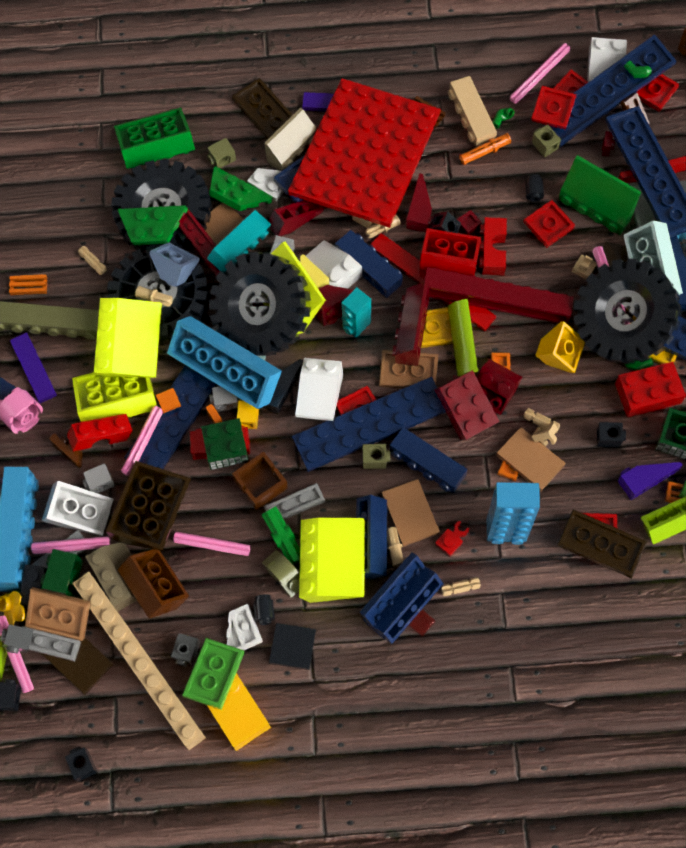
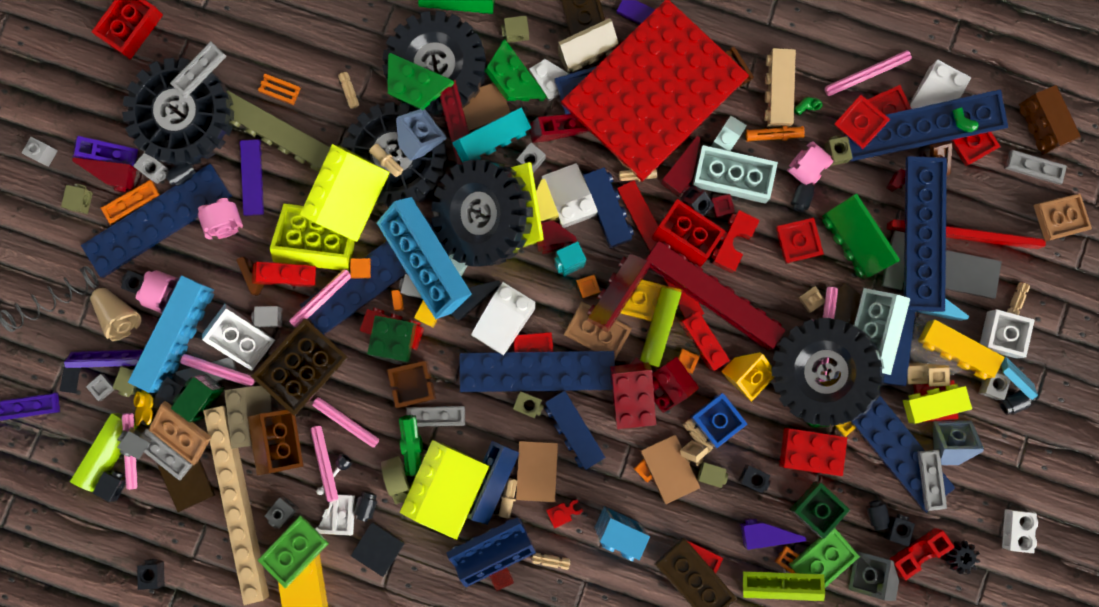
camera: 20 degrees right, 15 degrees up
(207, 587) = (324, 463): none -> bright pink axle
(225, 581) = (343, 463): none -> black hinge
(382, 336) = (588, 286): none -> orange tile
(446, 167) = (729, 134): none -> light aqua slope
(467, 190) = (734, 174): none -> light aqua brick
(498, 328) = (702, 336): none -> red arch
(527, 158) = (809, 164): none -> bright pink brick
(553, 396) = (718, 420): none -> blue brick
(570, 446) = (712, 475): none -> olive brick

